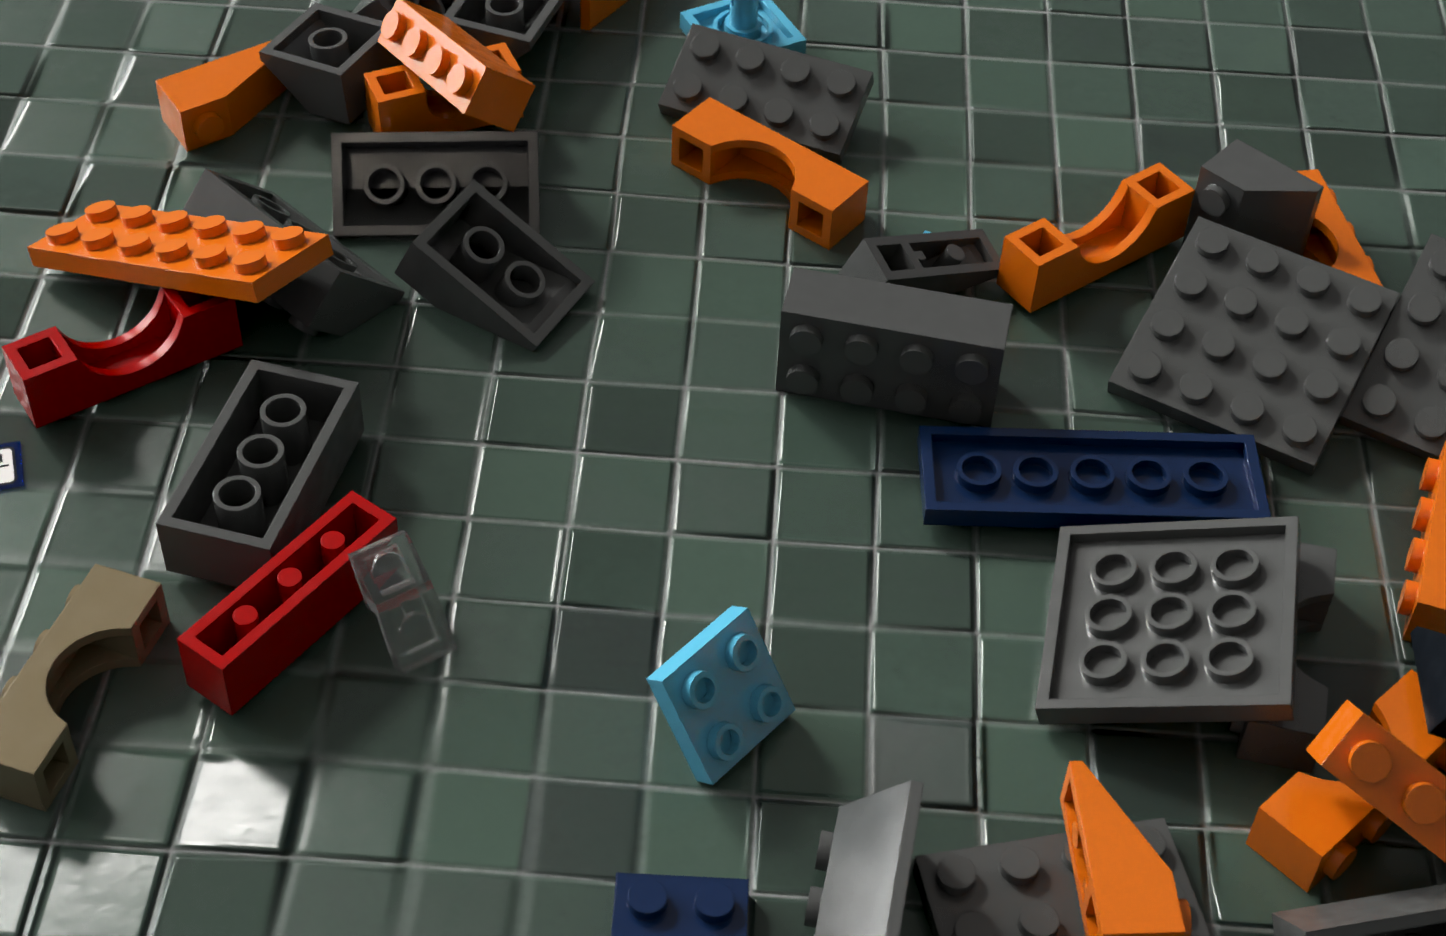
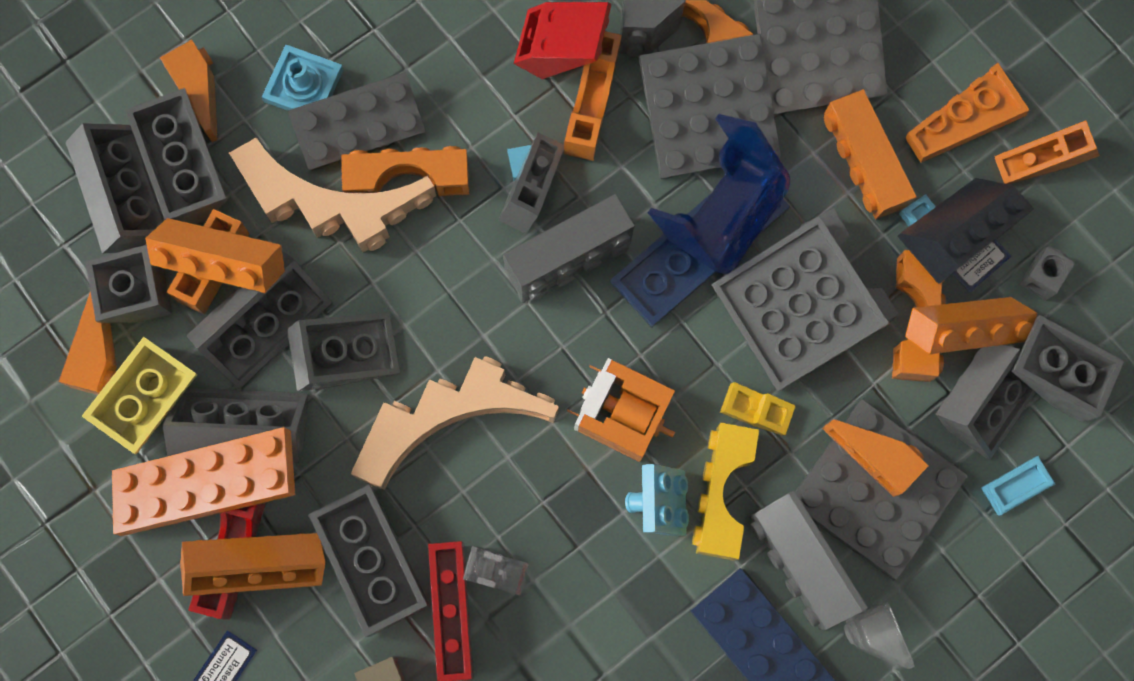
camera: 45 degrees left, 30 degrees up
(123, 355) = (251, 564): none -> orange brick
(222, 135) = (139, 395): none -> light yellow slope
(539, 400) = (482, 393): none -> light nougat arch
(634, 143) = (325, 209): none -> light nougat arch
(786, 563) = (630, 413): none -> orange piece
(886, 729) = (719, 532): none -> yellow arch
(981, 719) = (757, 409): none -> yellow slope
(1105, 151) = (561, 36): none -> red slope
(1236, 454) = (739, 203): none -> clear blue windscreen

